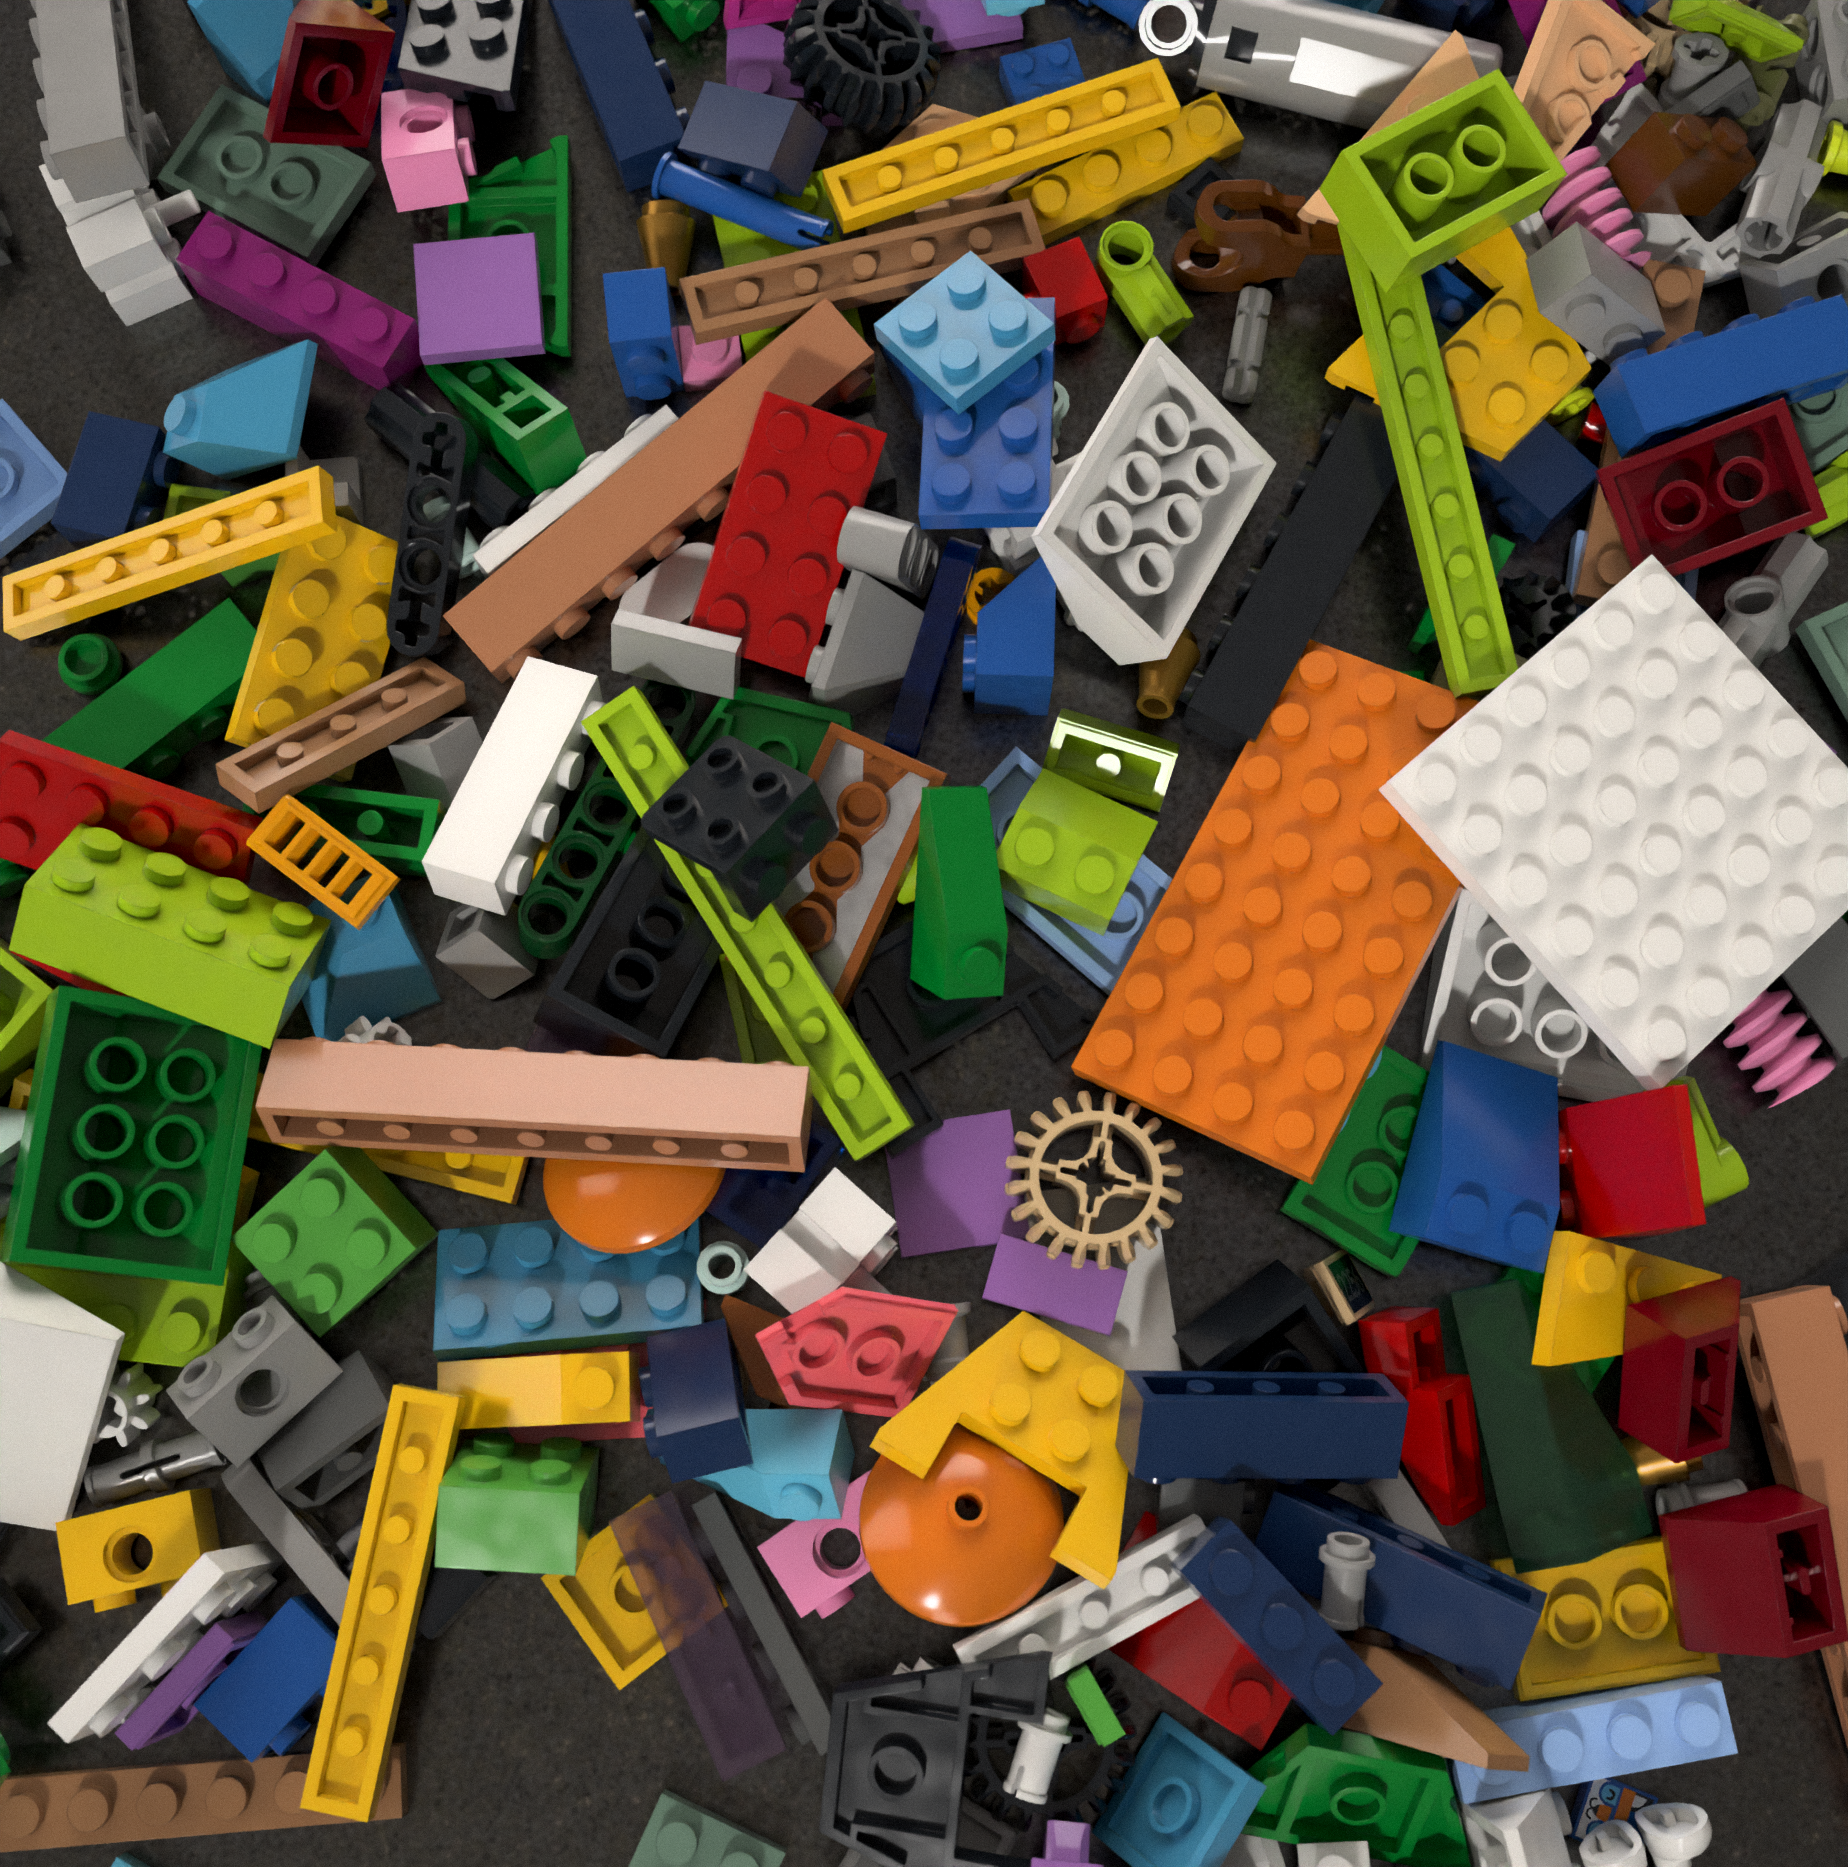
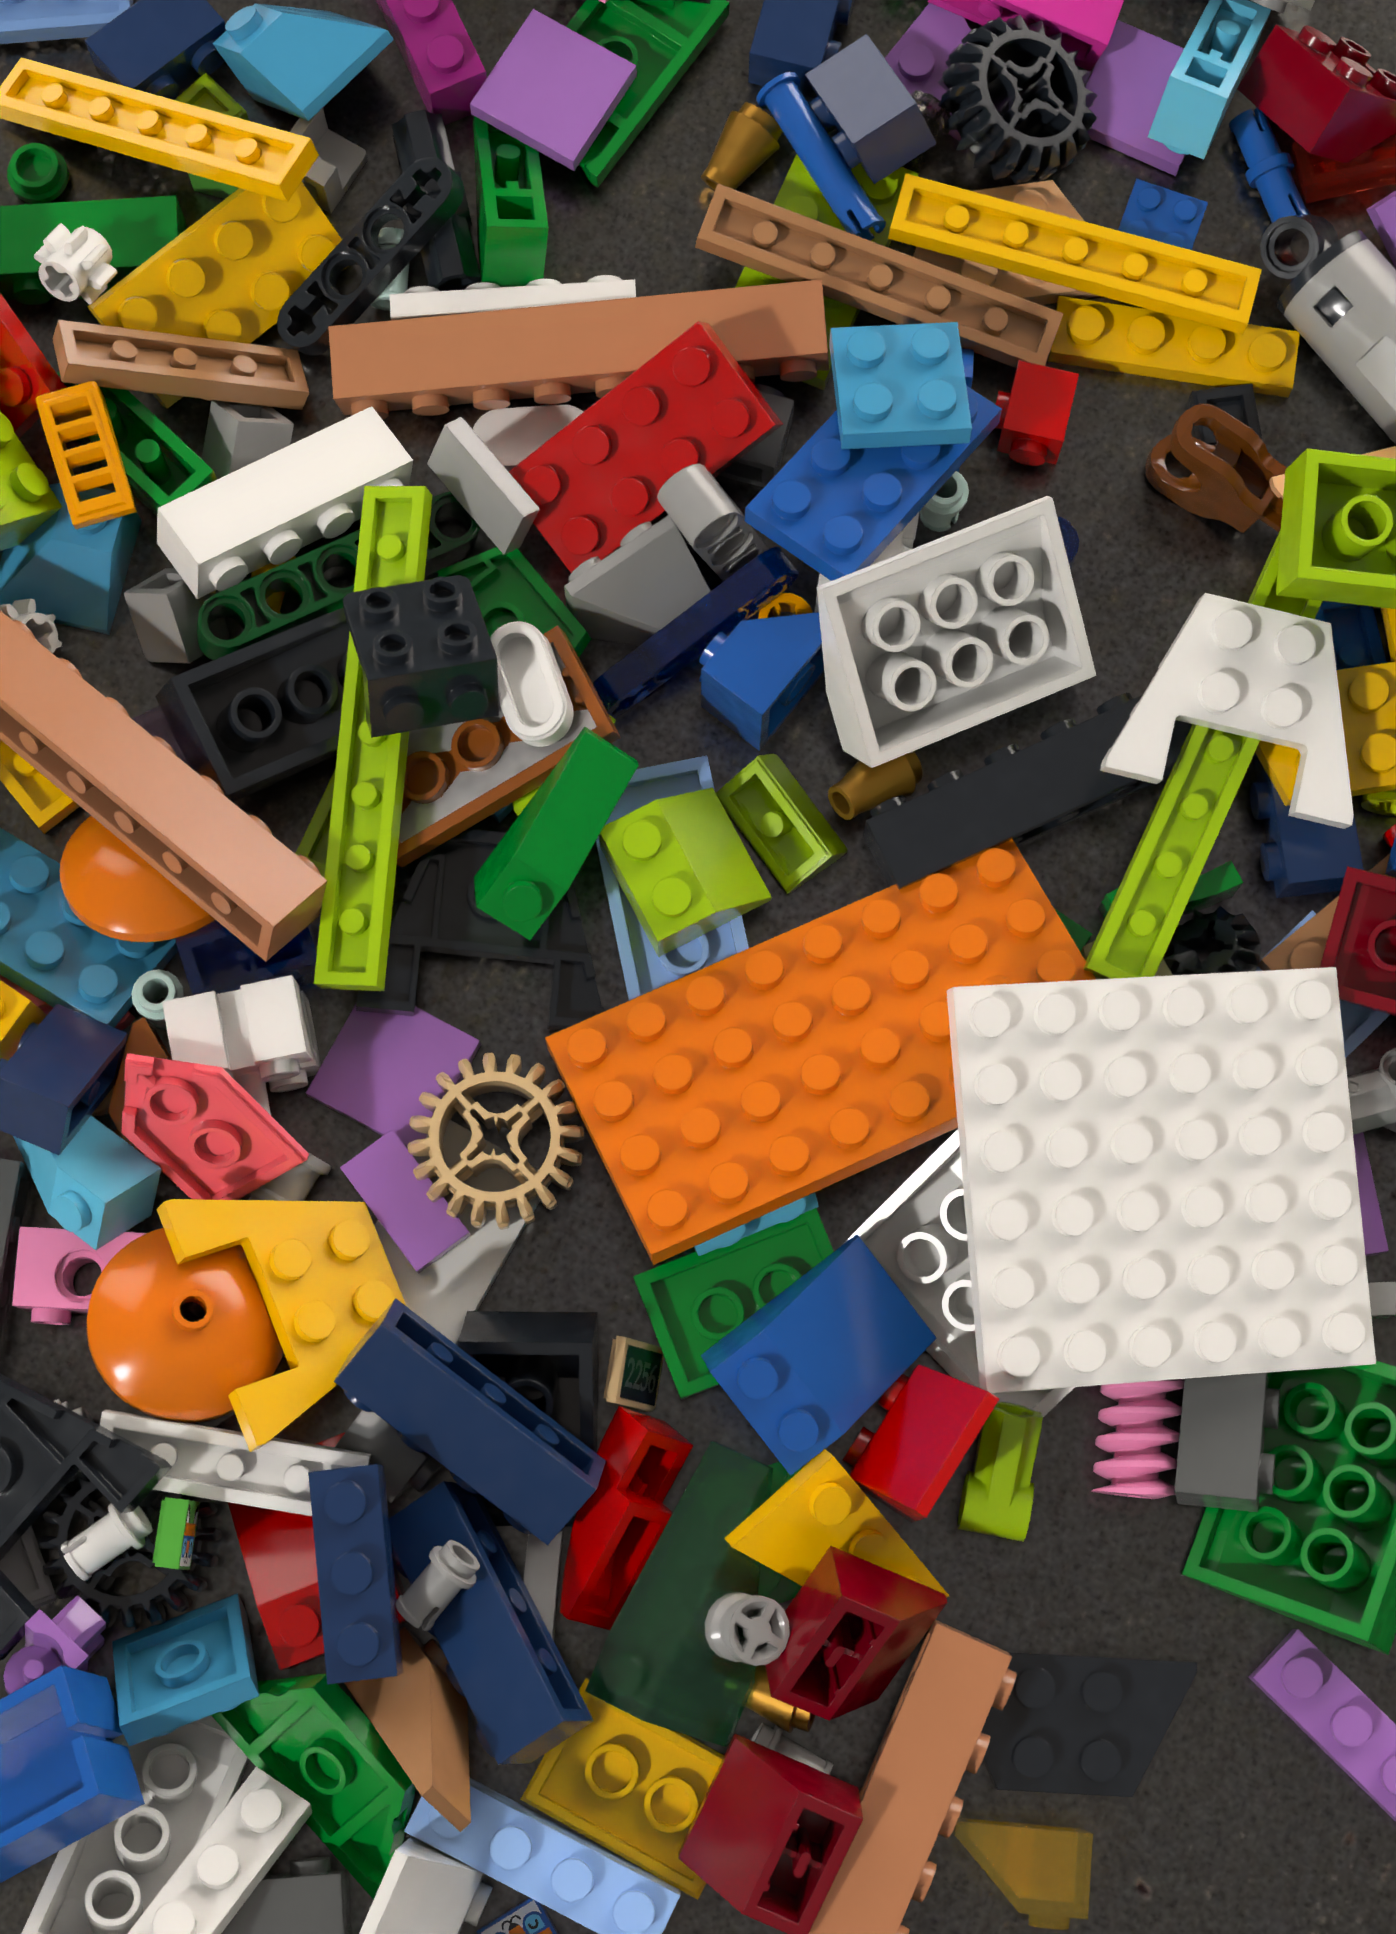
camera: 35 degrees right, 0 degrees up
(189, 710) = (75, 264): none -> white gear
(643, 332) = (661, 209): blue brick -> none
(708, 363) = (703, 271): bright pink plate -> none
(852, 787) = (531, 685): none -> white tile
(1143, 287) = (1105, 453): lime piece -> none
(1247, 345) = (1160, 562): light grey axle -> none
(1419, 370) = (1254, 678): none -> white wing
(1616, 1407) = (763, 1627): none -> light grey wheel

